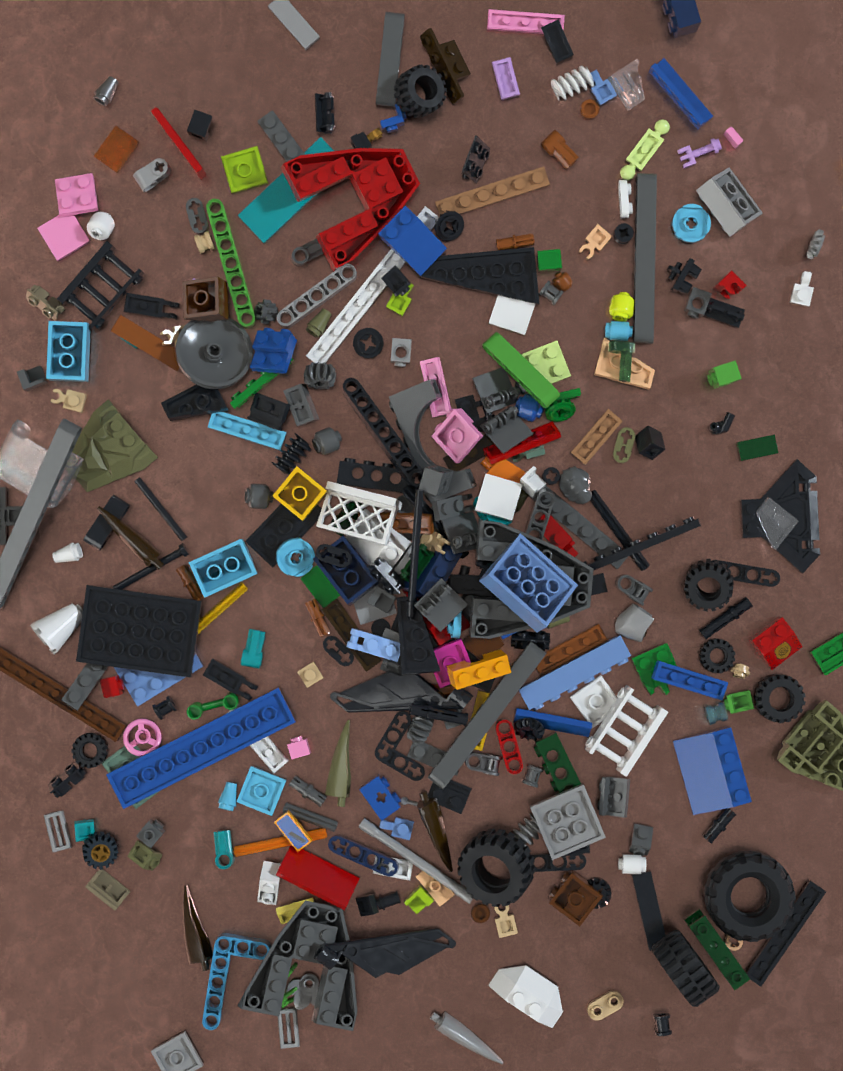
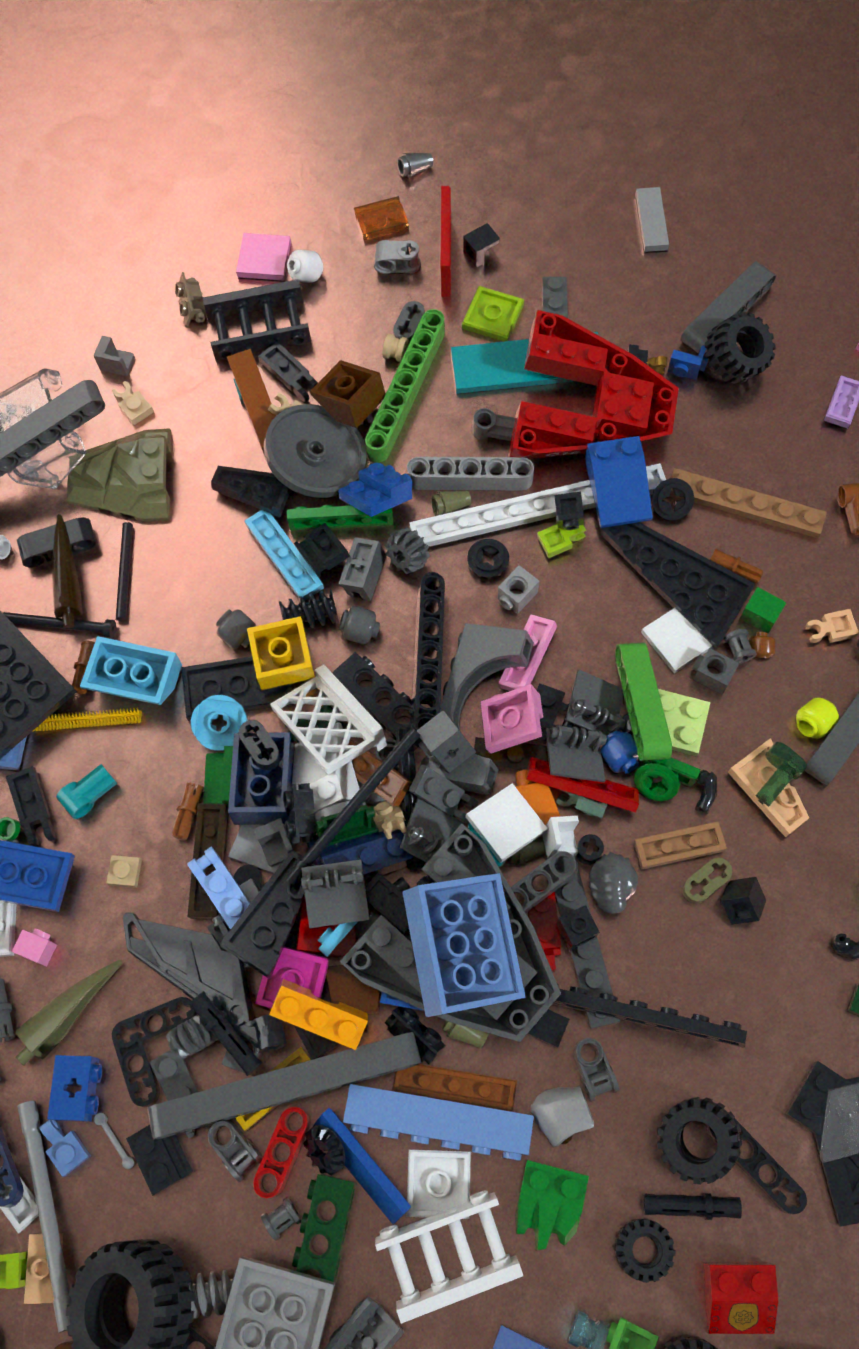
camera: 40 degrees right, 20 degrees down
(68, 351) = (169, 353): medium azure brick -> none
(76, 195) = (306, 228): bright pink plate -> none
(266, 311) = (402, 450): dark grey gear -> none
(323, 108) = (619, 311): black hinge -> none
(334, 654) = (171, 867): black beam -> none
(434, 824) = (106, 1181): dark brown piece -> none
(447, 62) = (791, 350): dark brown bracket -> none
(475, 160) = (752, 451): black hinge -> none
(555, 317) = (725, 666): none -> dark grey brick
(575, 525) = (577, 927): none -> black brick
(592, 394) = (709, 793): none -> black arm
(617, 529) = (627, 978): black axle -> none
(618, 330) = (795, 739): medium azure brick -> none
(689, 680) = (584, 1254): blue plate -> none
(740, 671) = (663, 1298): tan plate -> none

